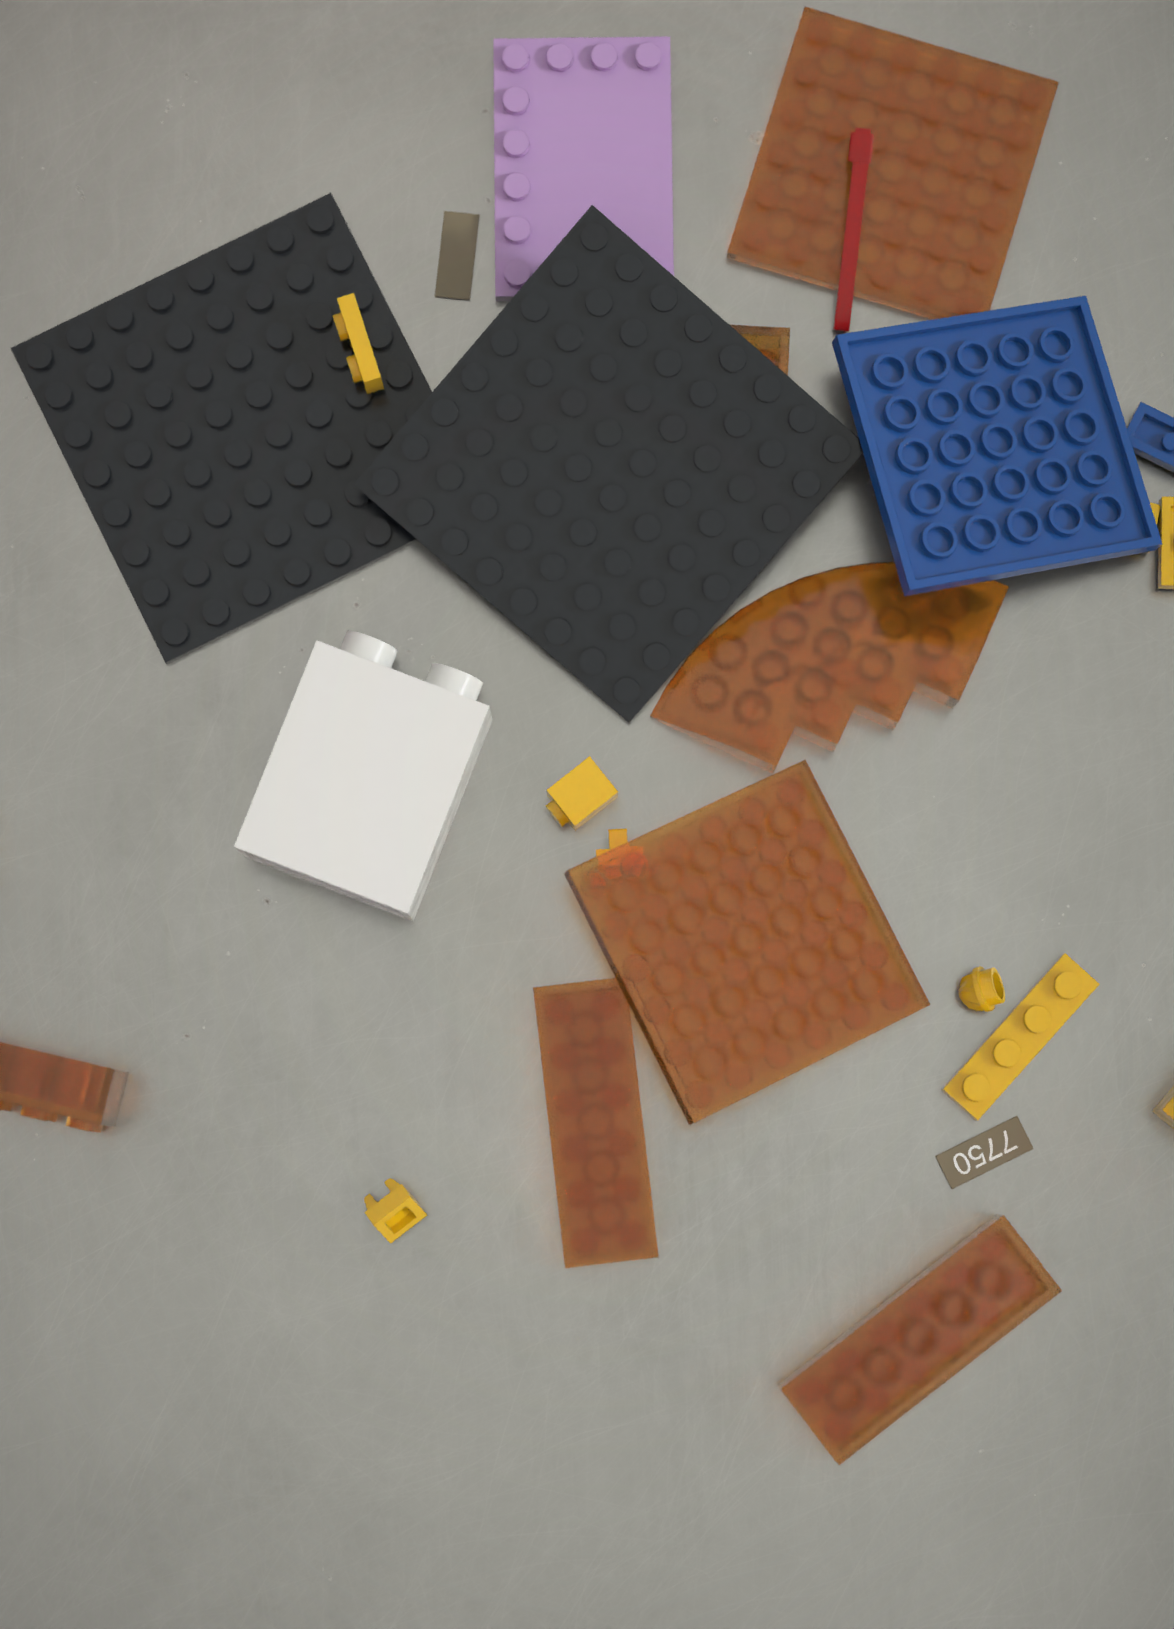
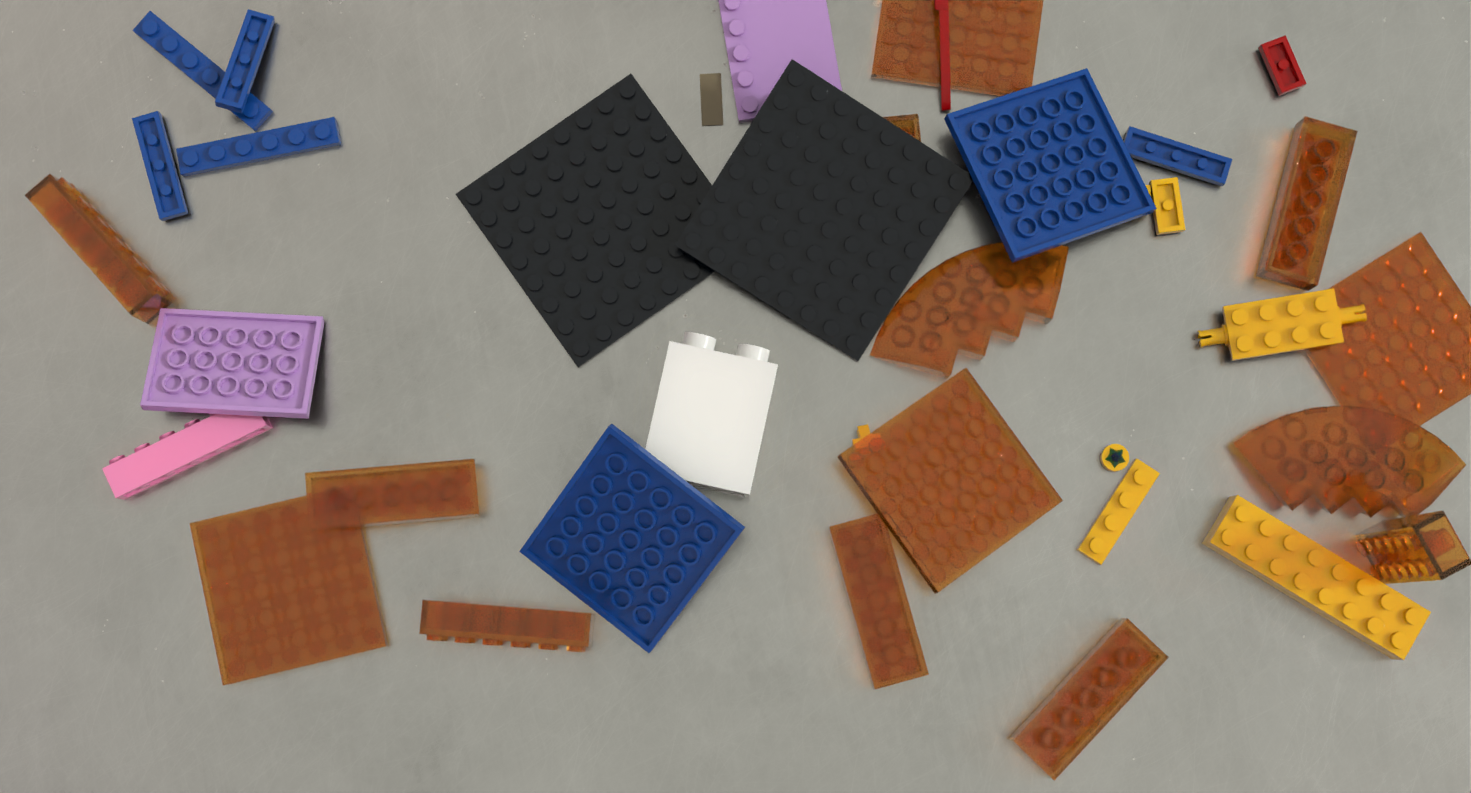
camera: 10 degrees left, 0 degrees up
(203, 956) = (631, 538): none -> blue plate
(351, 326) = (658, 151): yellow plate -> none
(394, 1212) = (767, 672): yellow tile -> none
(580, 795) = (837, 408): yellow brick -> none
(982, 989) = (1091, 487): yellow plate -> none
(984, 1152) = (1107, 582): dark tan sticker -> none
(1028, 946) = (1114, 457): none -> yellow tile

